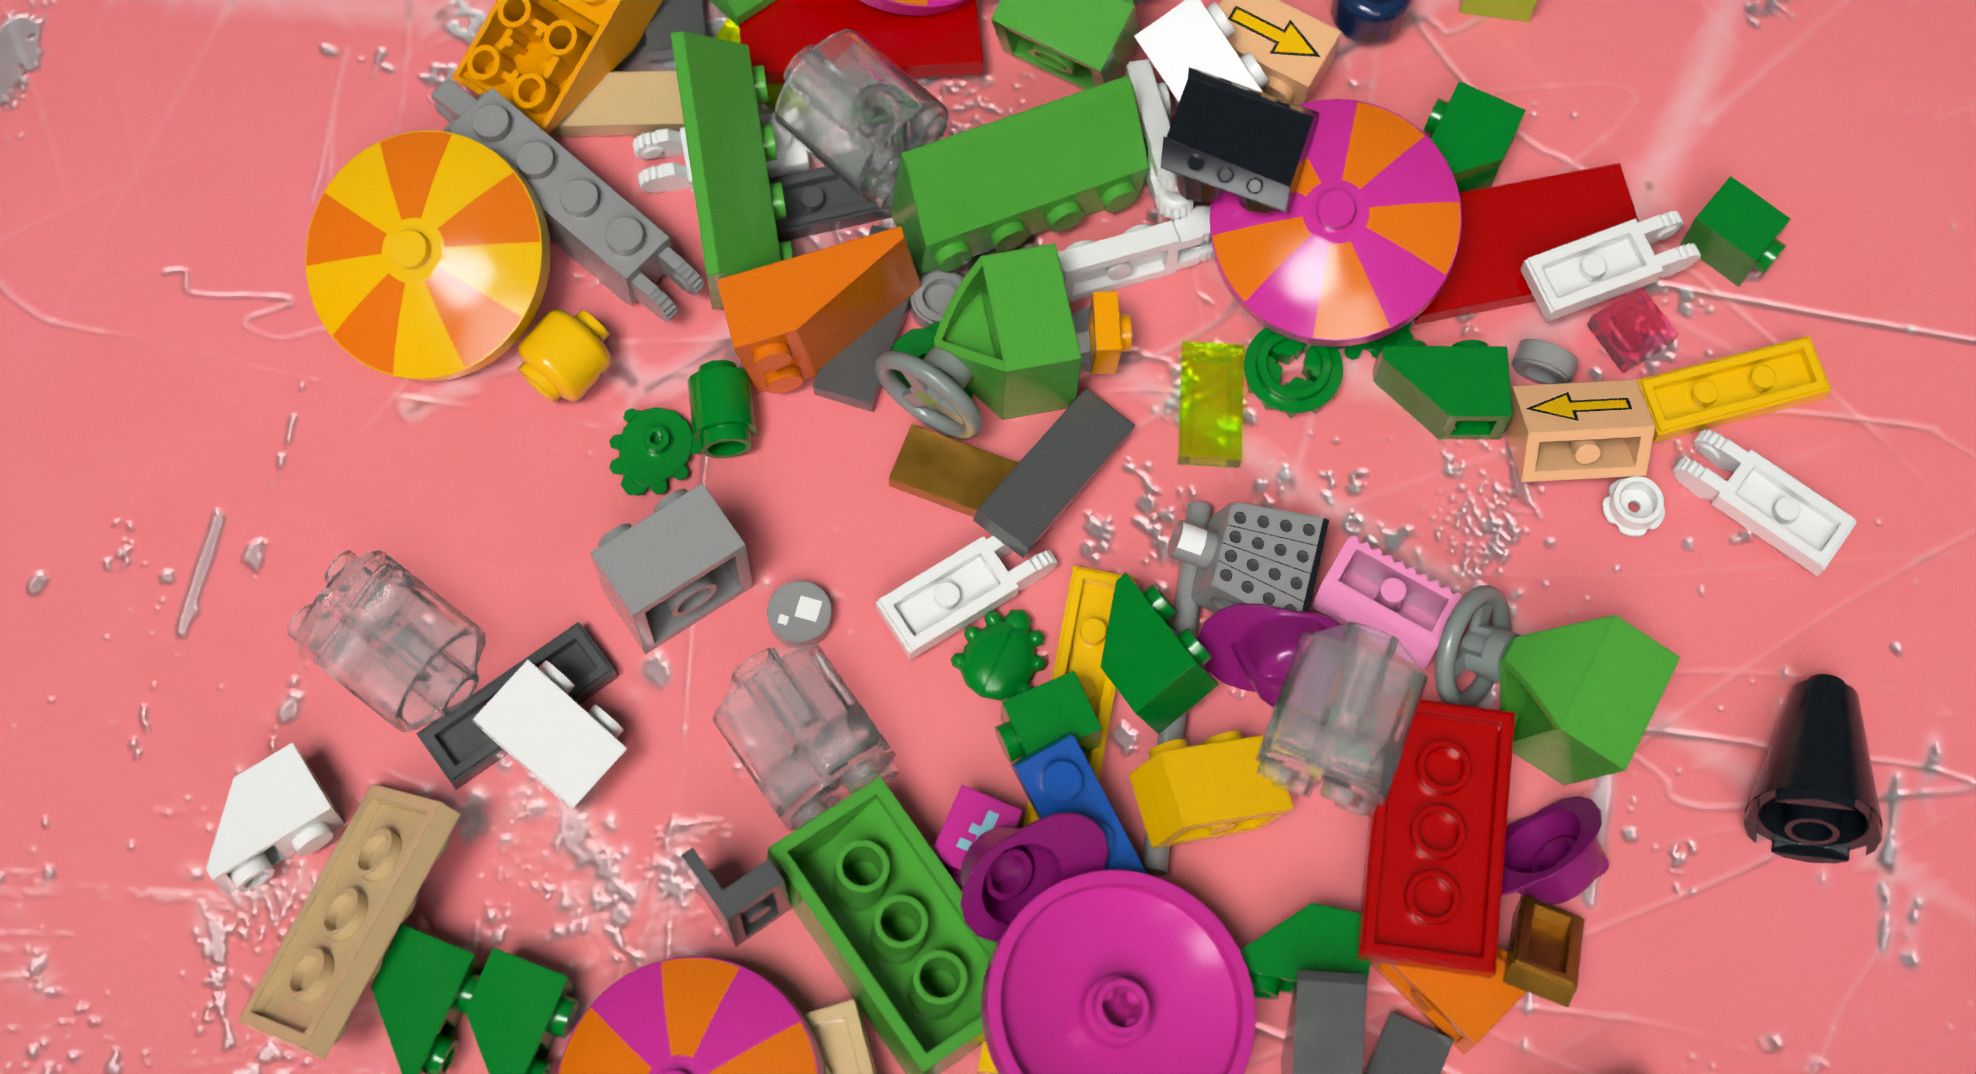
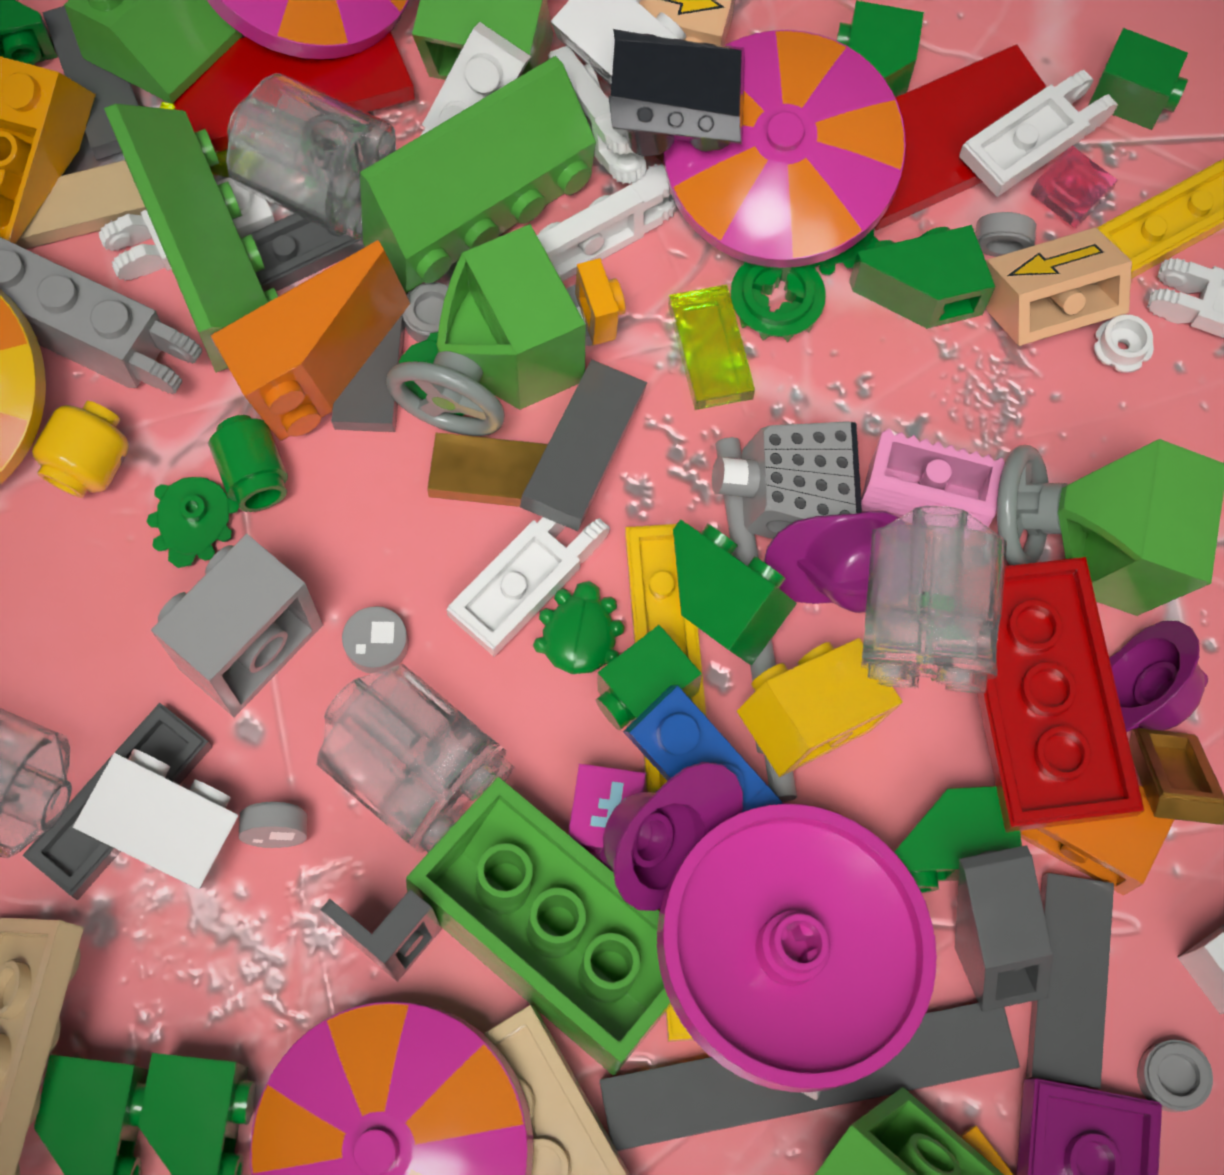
camera: 15 degrees left, 0 degrees up
(656, 767) = (273, 825): none -> light grey tile
(1047, 74) = (480, 69): none -> white hinge

